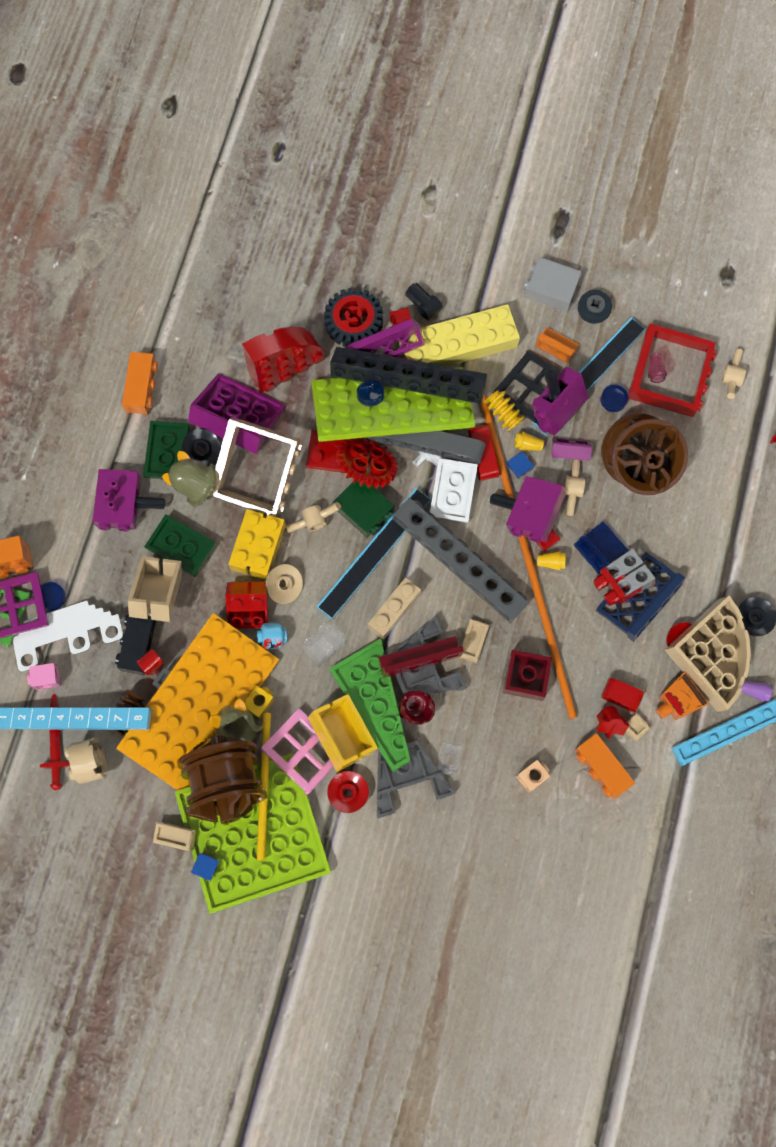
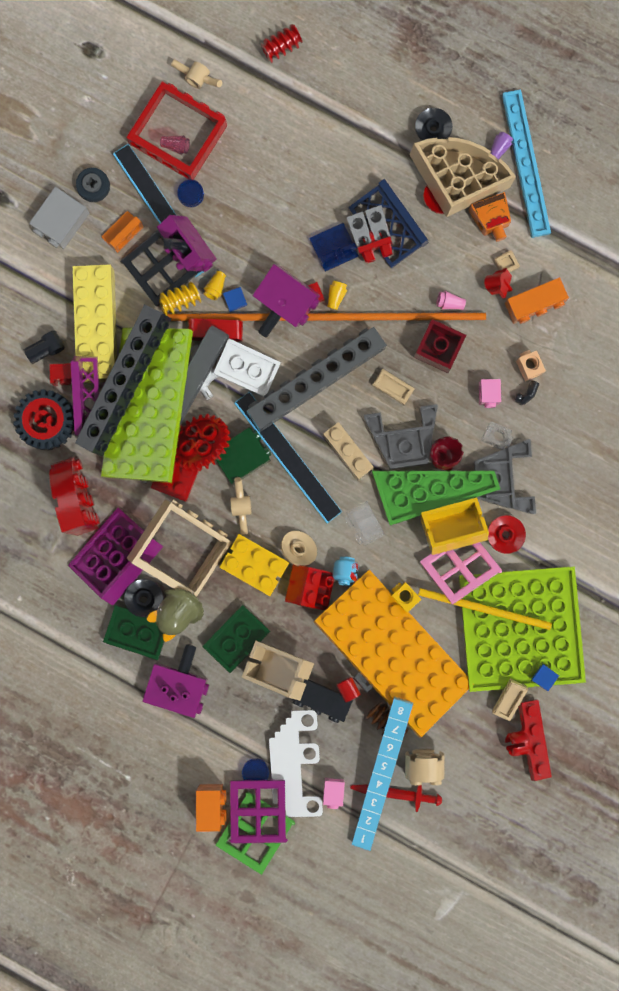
camera: 75 degrees left, 10 degrees up
(136, 869) = (531, 741): none -> red plate
(139, 383) = (60, 644): orange brick -> none
(221, 779) = (478, 644): reddish brown wheel -> none
(235, 722) = (425, 623): olive hair -> none
(370, 393) = (133, 421): clear blue piece -> none
(420, 656) = (400, 438): dark red fence -> none
(492, 739) = (490, 392): none -> bright pink brick
(503, 783) = (530, 393): none -> black arm
(571, 449) = (231, 247): magenta slope -> none
(573, 487) = (270, 255): tan piece -> none
(578, 676) = (450, 301): none -> bright pink cone
(622, 695) = (476, 266): red beam -> none
(662, 438) = (269, 185): reddish brown wheel -> none

